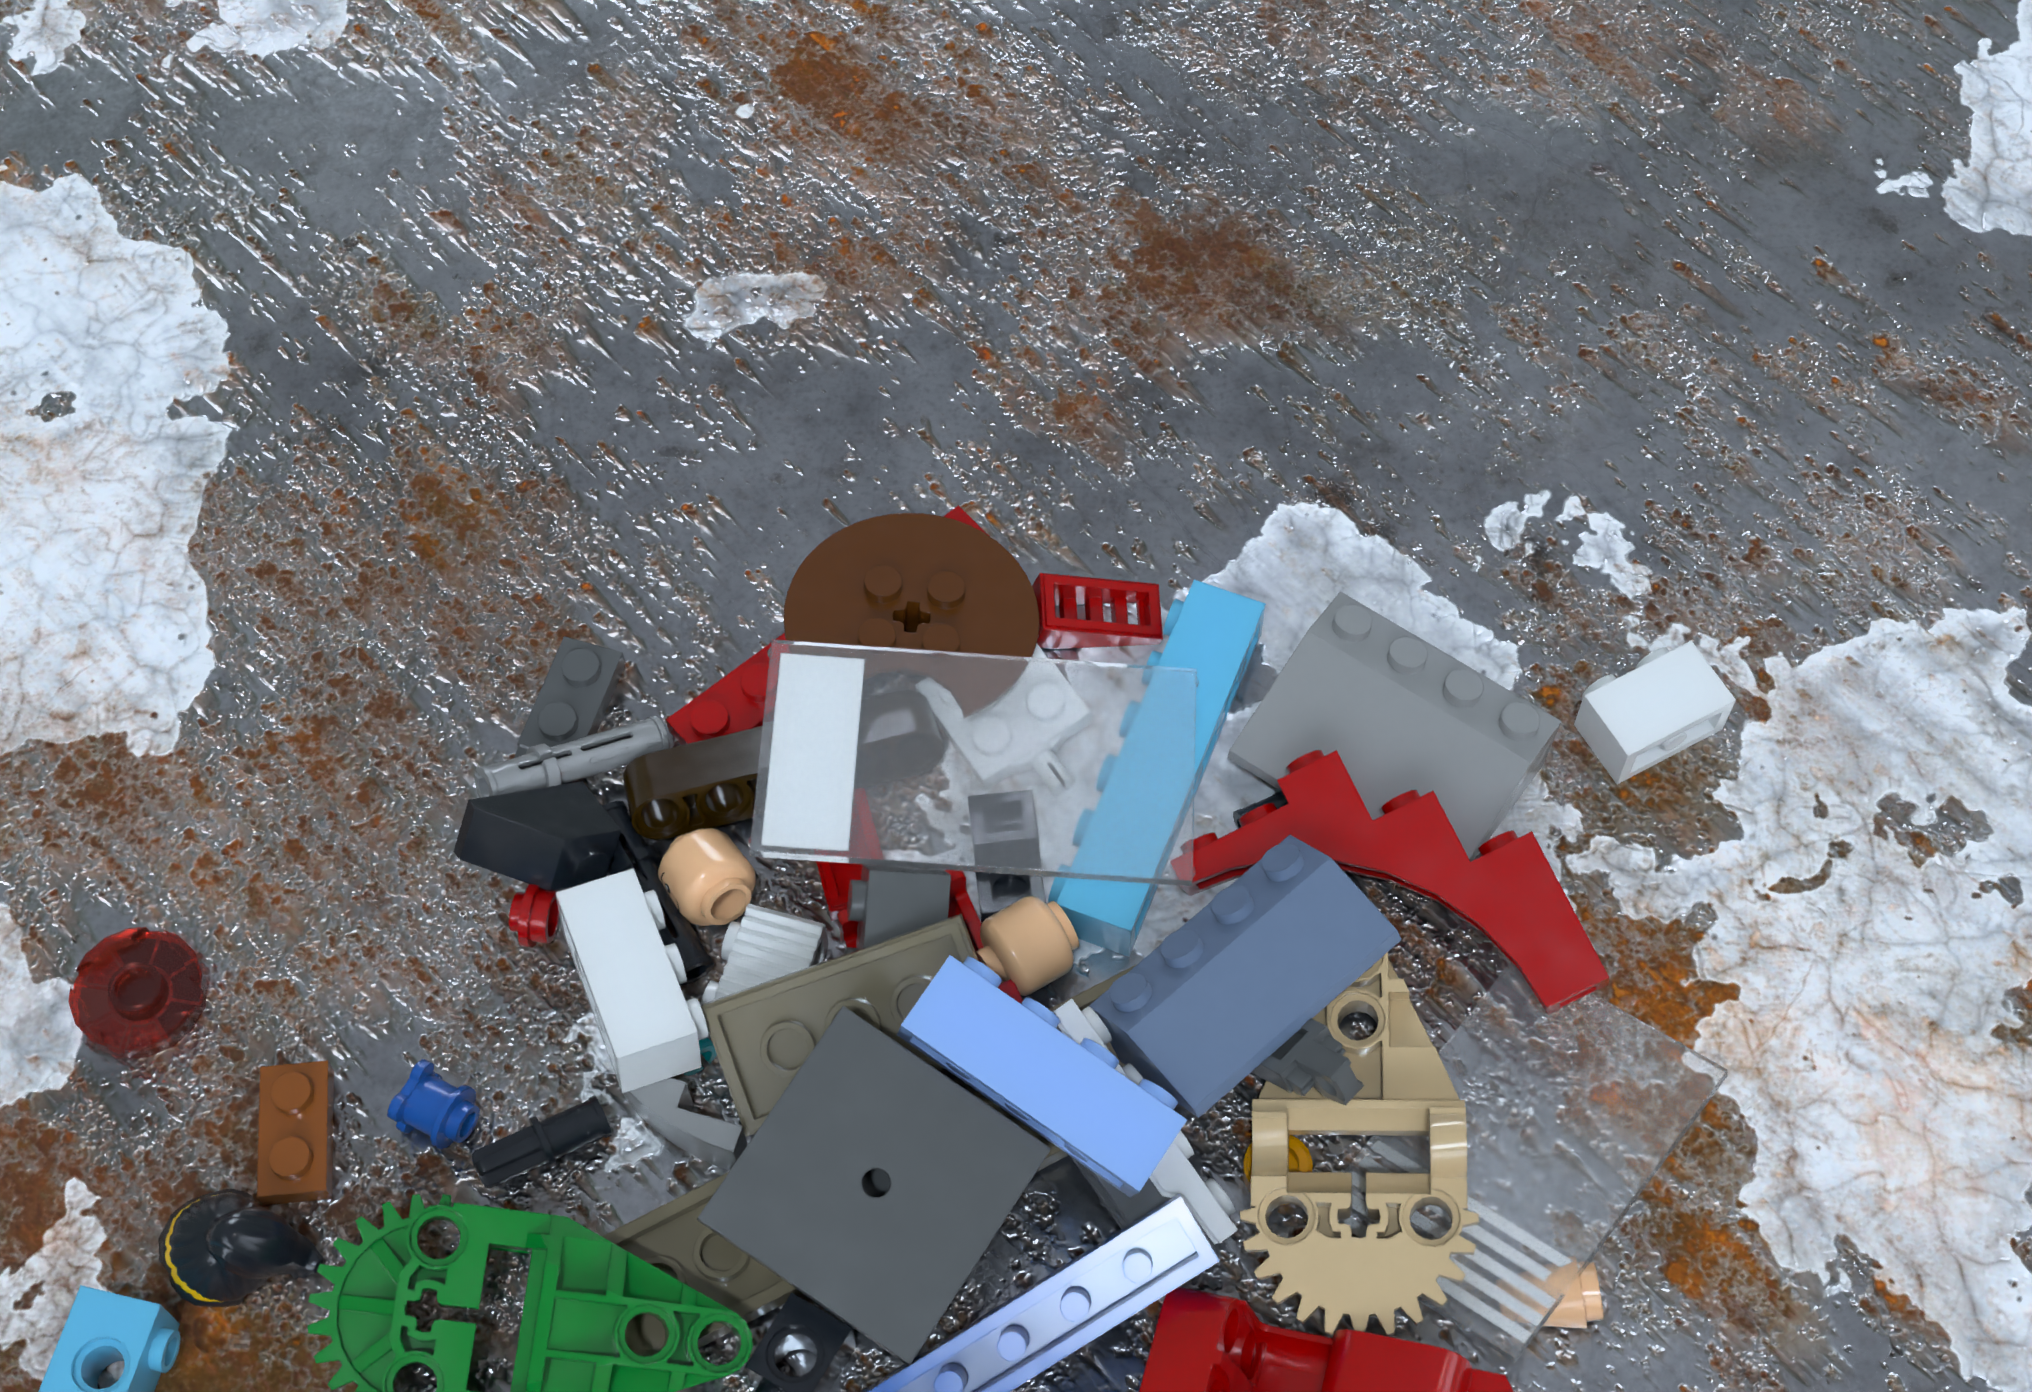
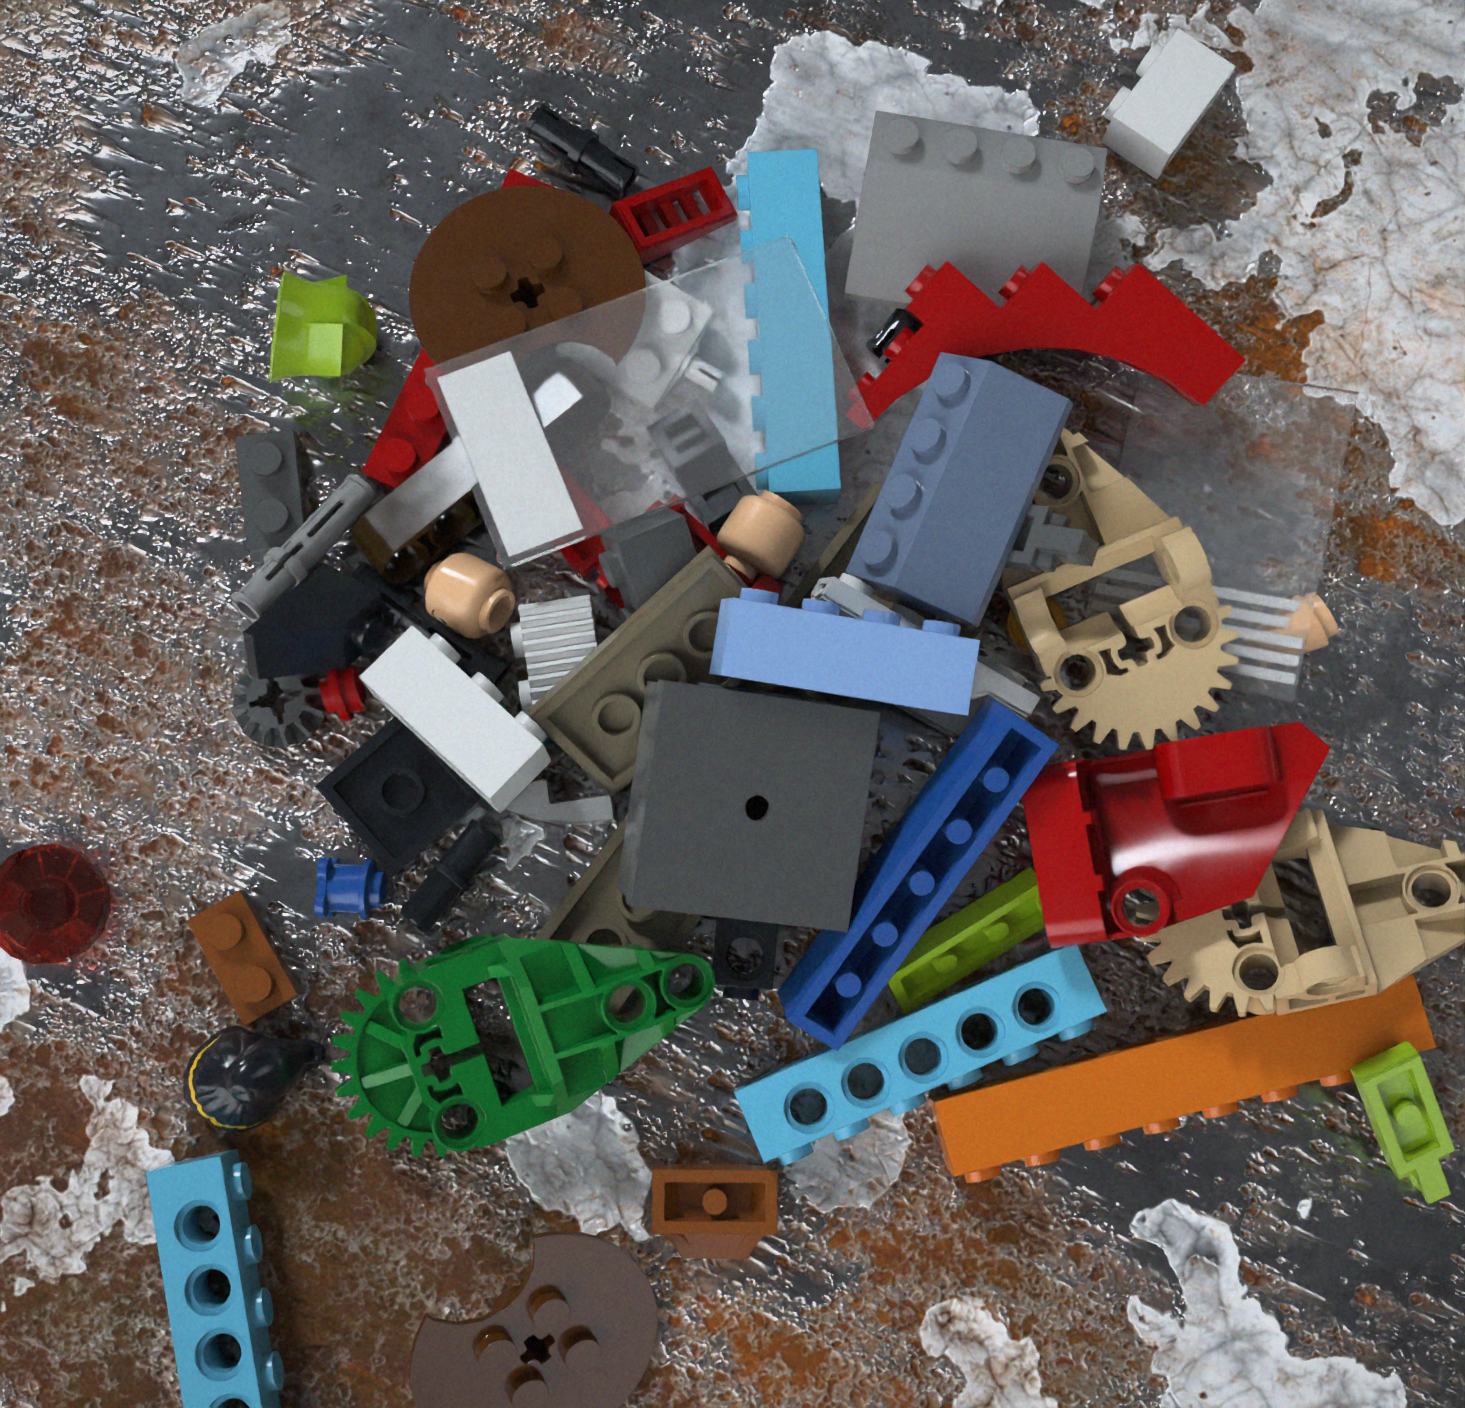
camera: 25 degrees left, 20 degrees up
(482, 921) = (262, 724): none -> dark grey gear
(534, 1041) = (398, 796): none -> black plate
(696, 570) = (320, 329): none -> lime helmet
(1036, 518) = (581, 151): none -> black pin

